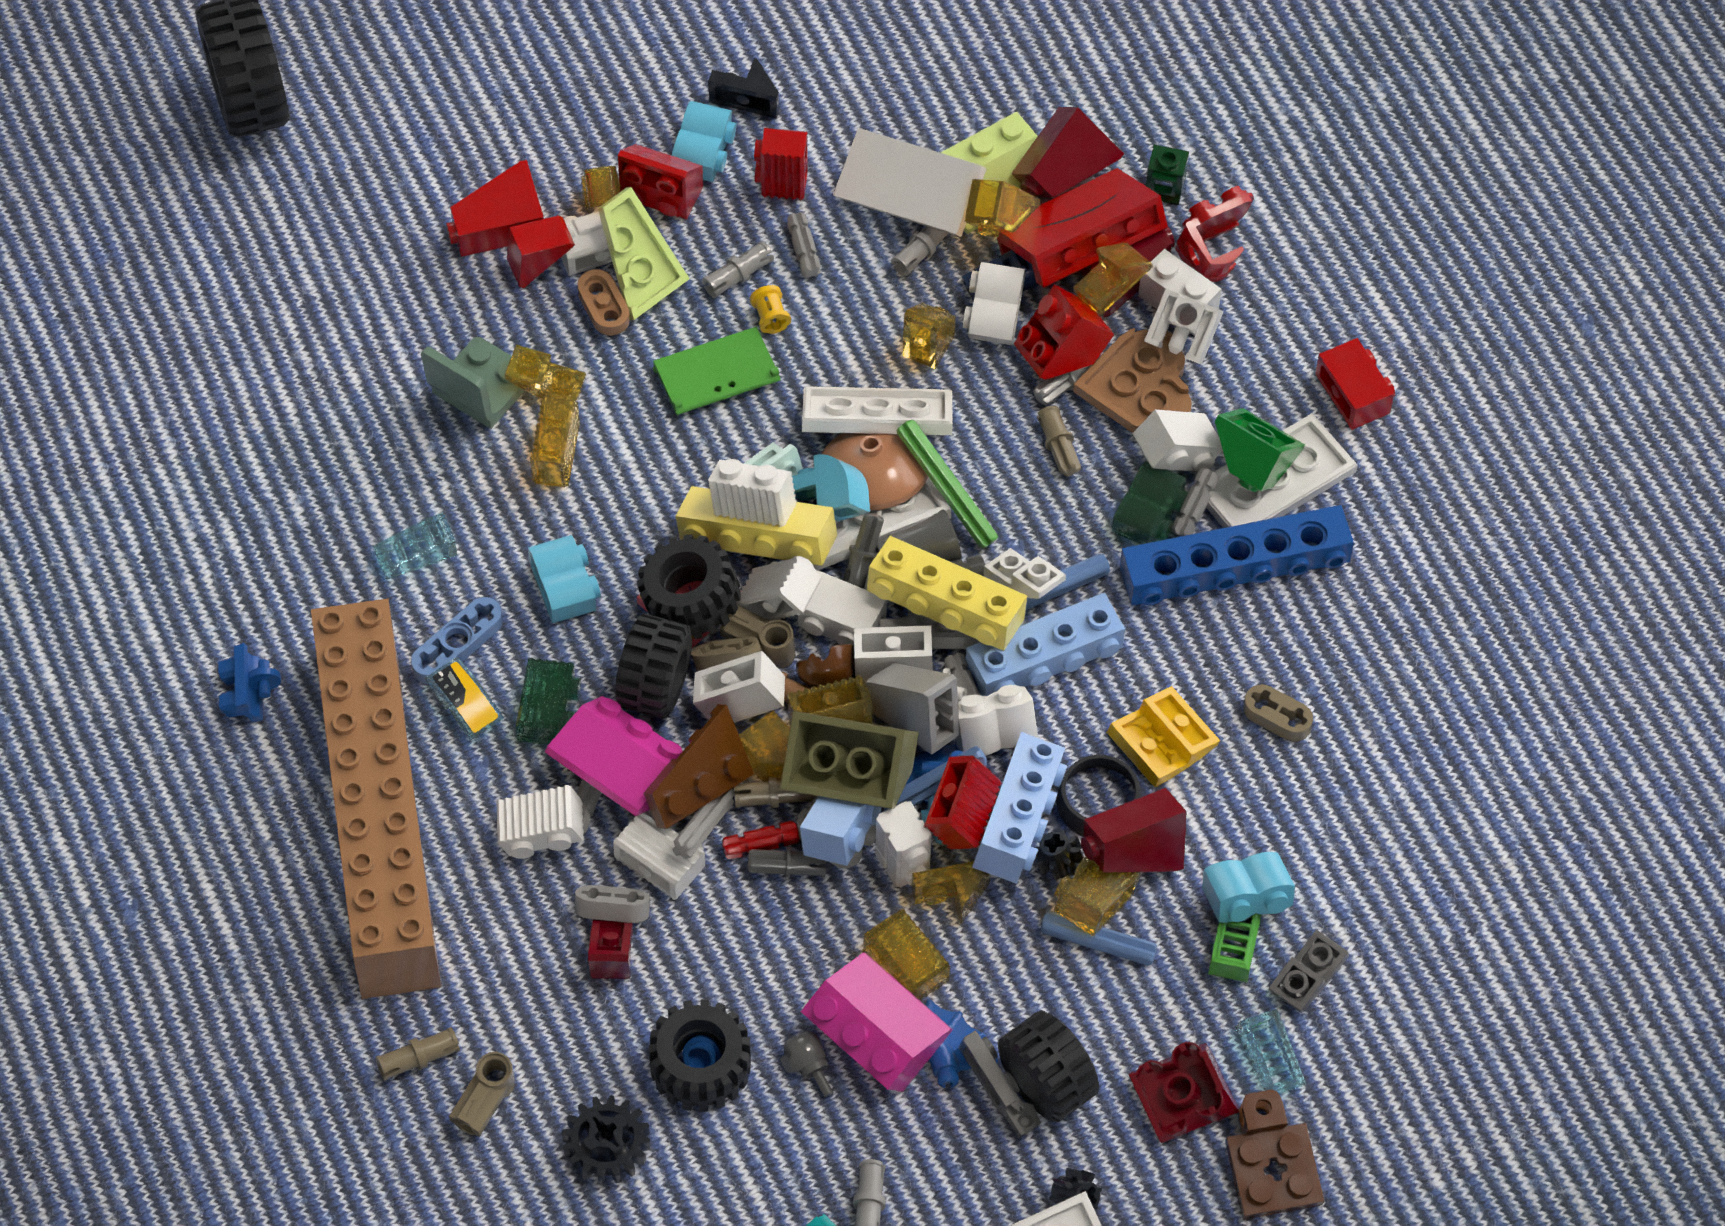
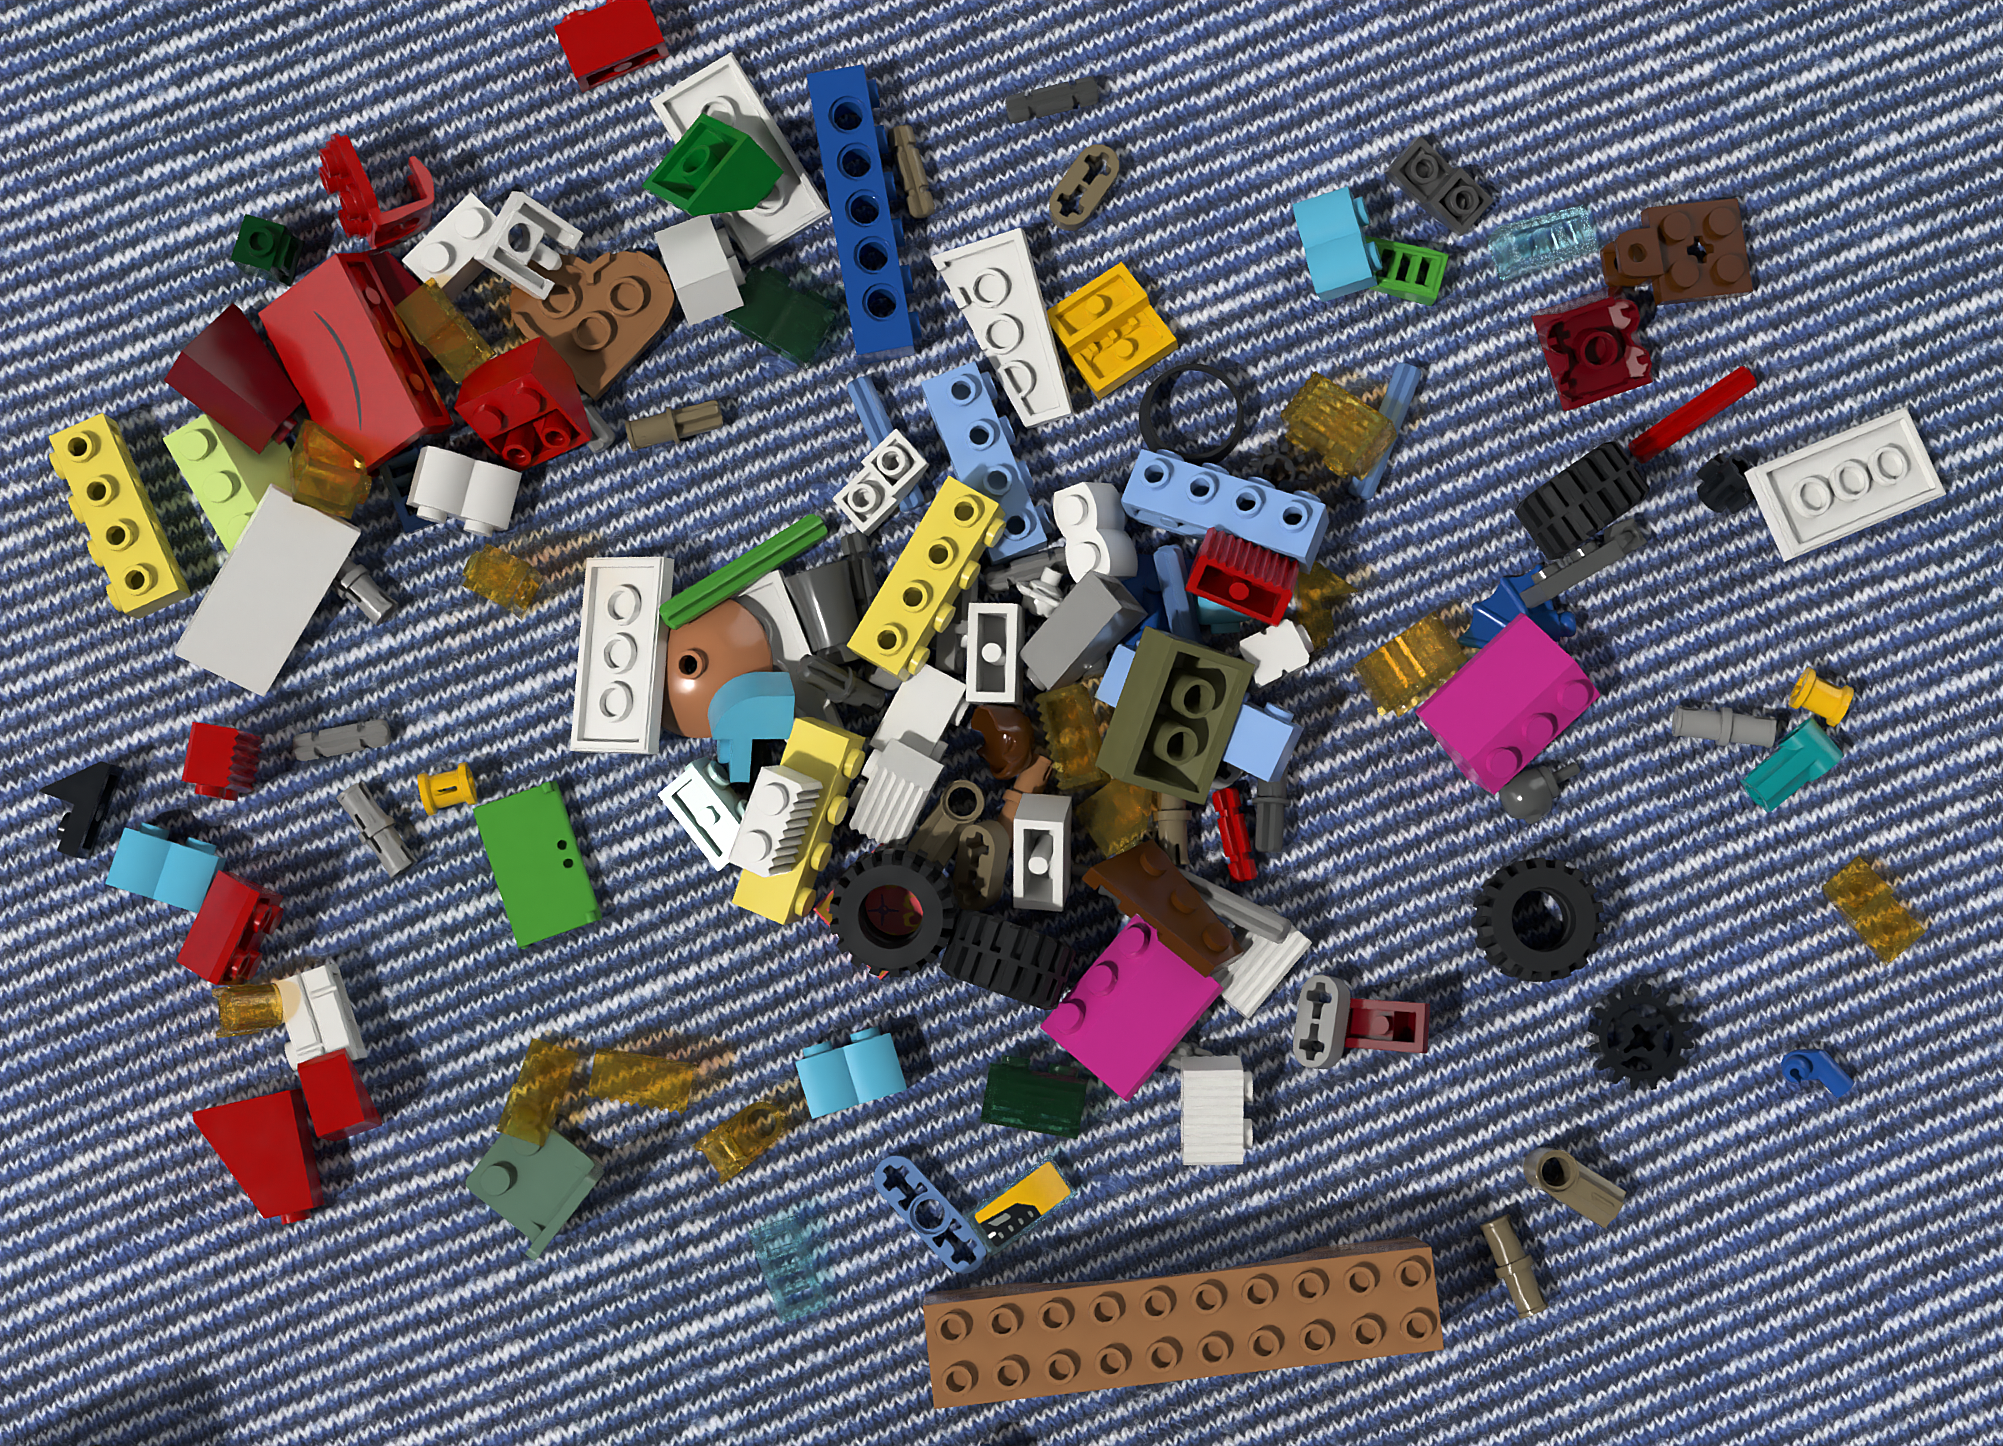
camera: 90 degrees left, 25 degrees up
(509, 507) = (736, 1143): none -> clear yellow piece
(604, 305) = (421, 1011): medium nougat plate -> none
(639, 253) = (359, 961): yellowish green wing -> none
(701, 1052) = (1531, 917): blue plate -> none
(960, 98) = (118, 516): none -> light yellow brick
(1134, 1173) = (1692, 414): none -> red axle
(1138, 835) = (1284, 369): dark red slope -> none
(1178, 657) = (1006, 310): none -> white wing
(1195, 502) = (782, 258): light grey axle -> none
(1276, 592) = (911, 171): none -> dark tan axle
(1347, 687) = (1052, 99): none -> dark grey axle

